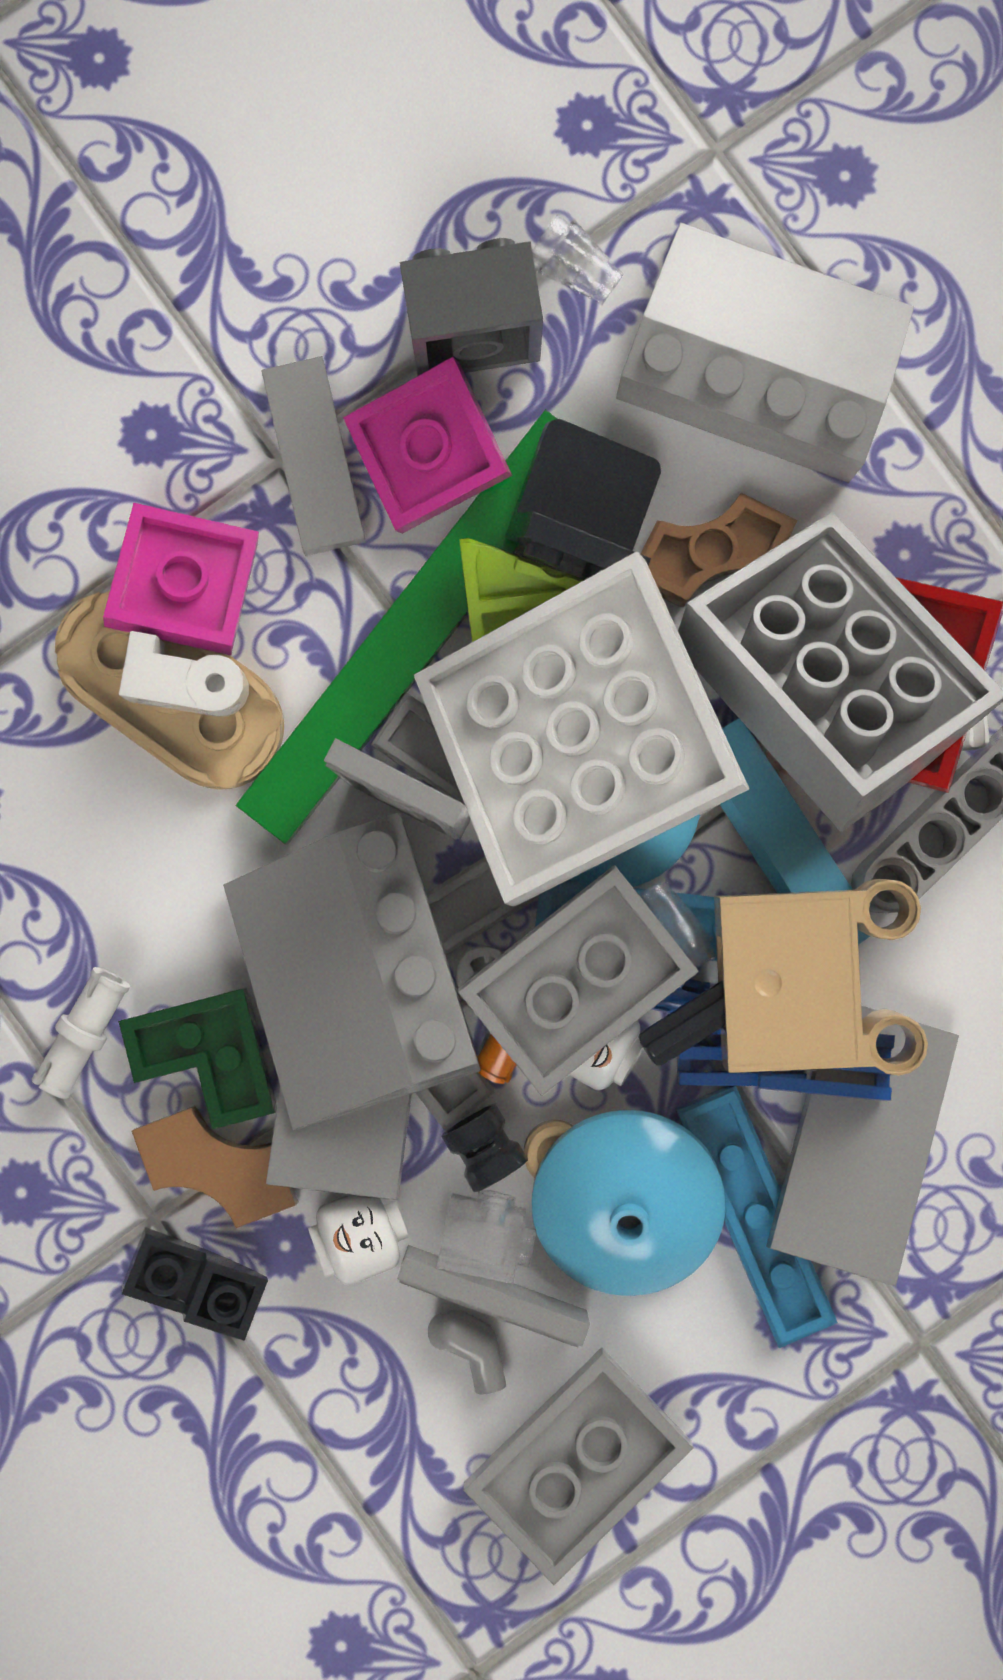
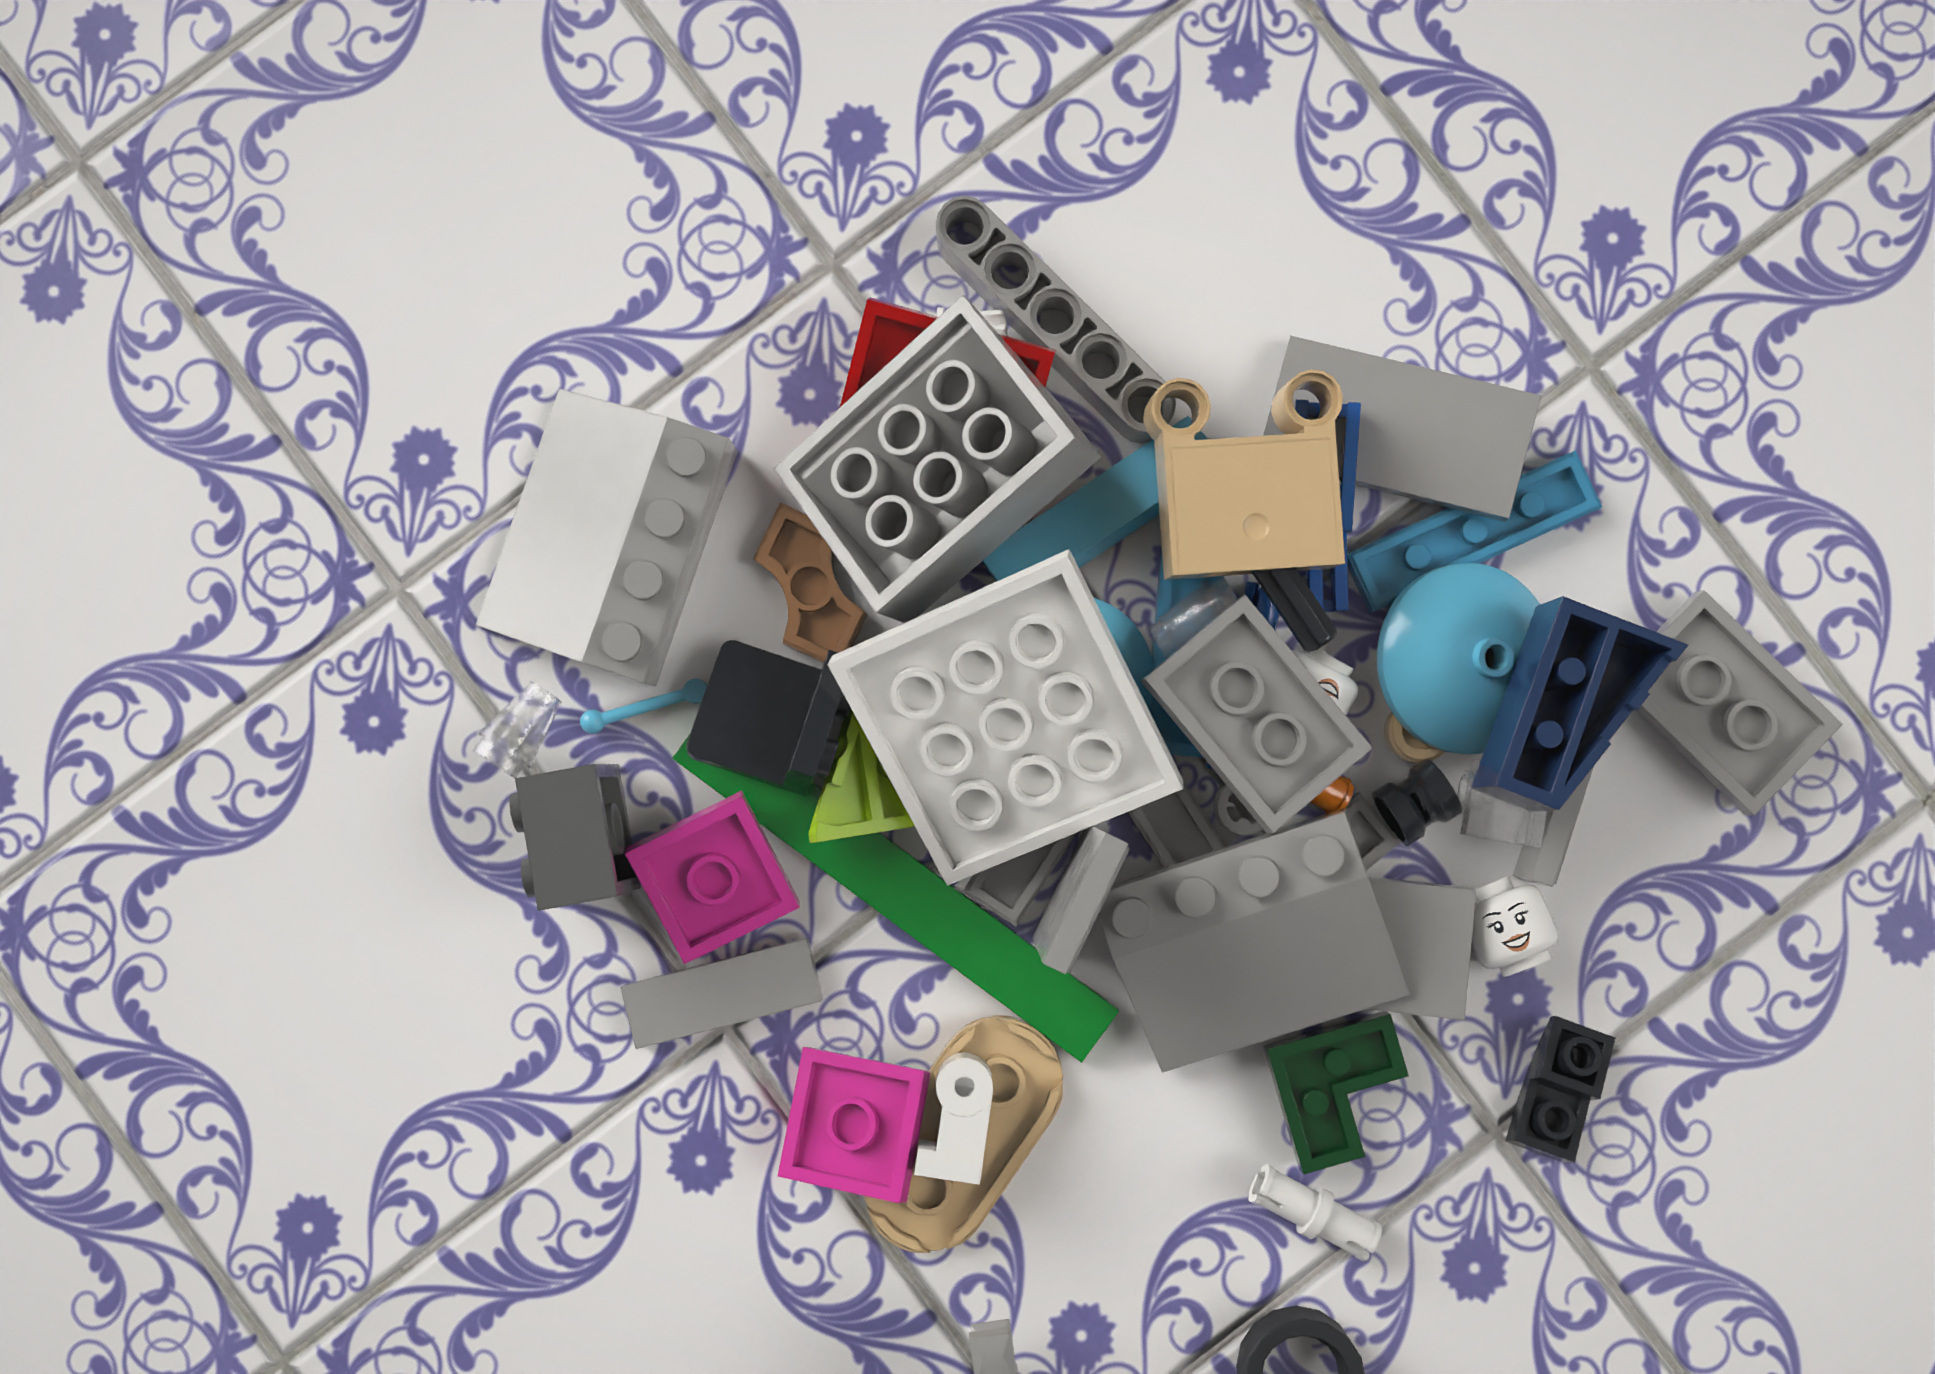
camera: 90 degrees left, 0 degrees up
(191, 1155) = (1432, 1100): medium nougat tile -> none
(473, 1341) = (1607, 808): light grey arm -> none
(583, 336) = (594, 721): none -> medium azure hinge
(586, 1296) = (1566, 701): none -> dark blue wedge

